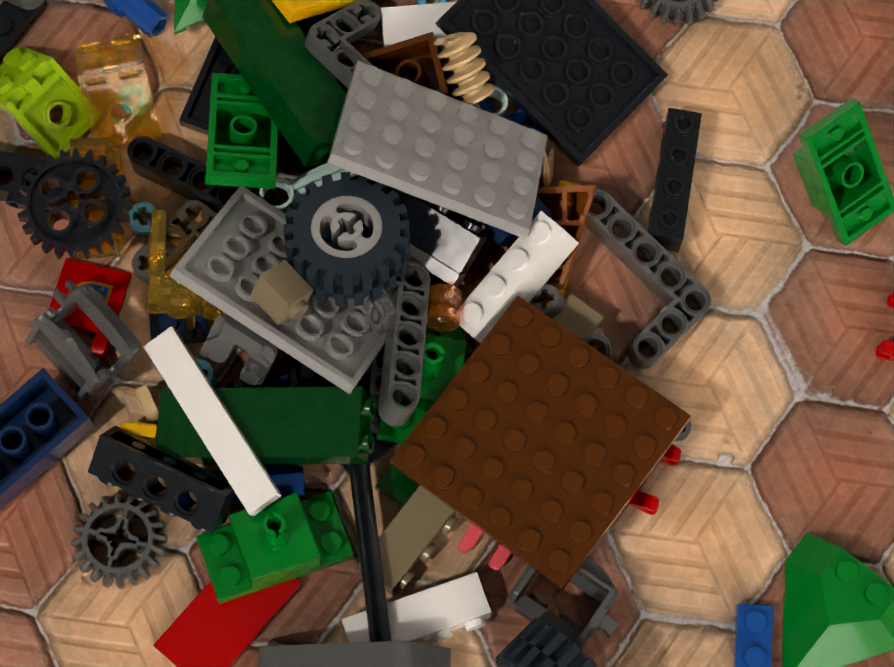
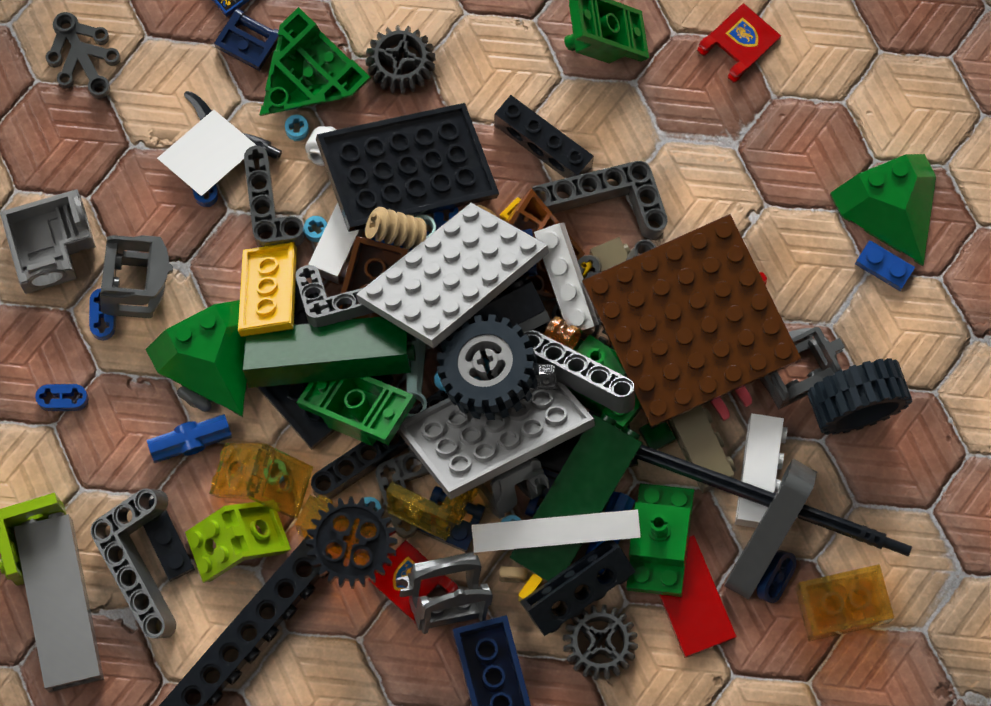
camera: 60 degrees left, 0 degrees up
(282, 293) = (504, 430): dark tan brick -> none

